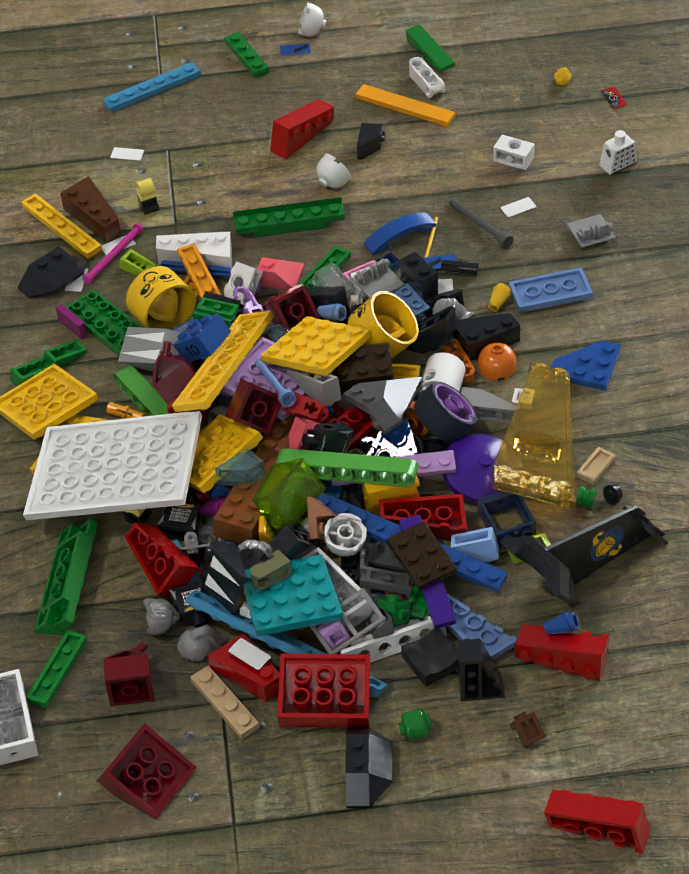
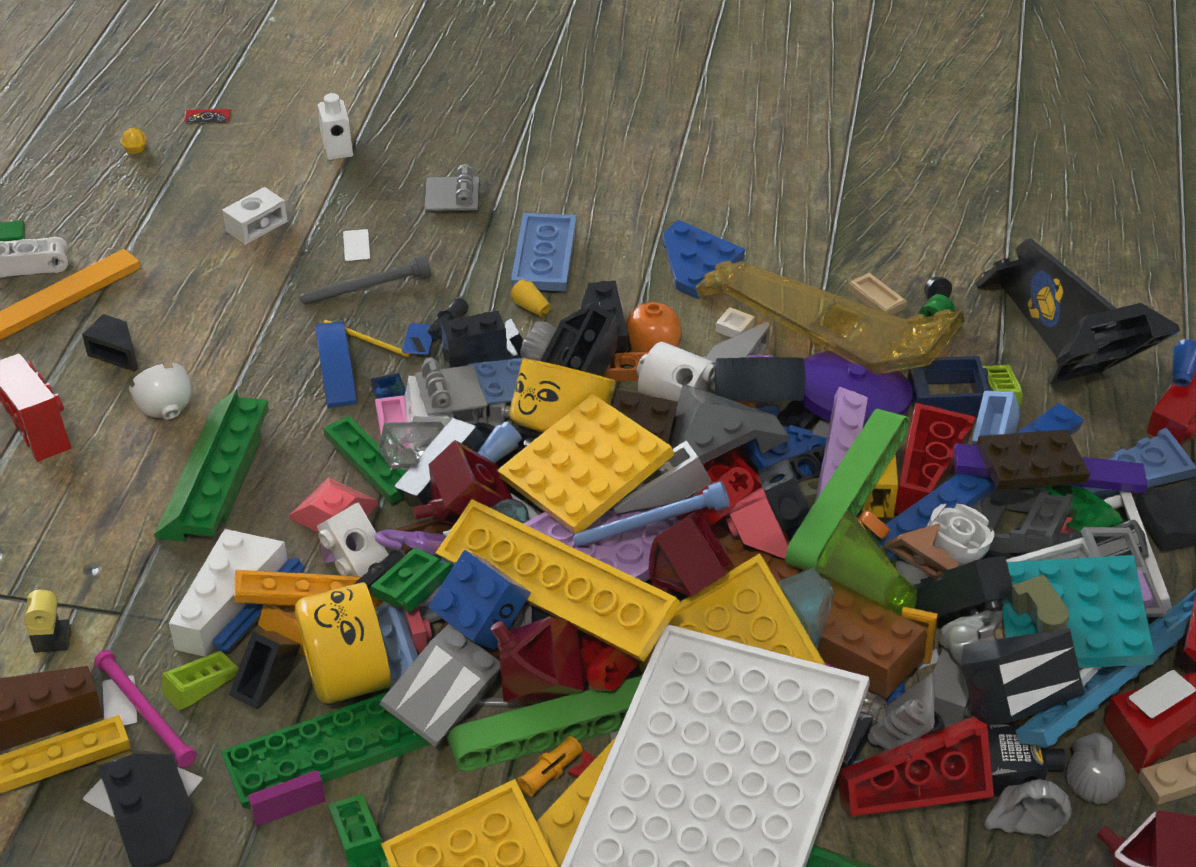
camera: 75 degrees left, 5 degrees down
(321, 485) = (874, 524): none -> orange tile

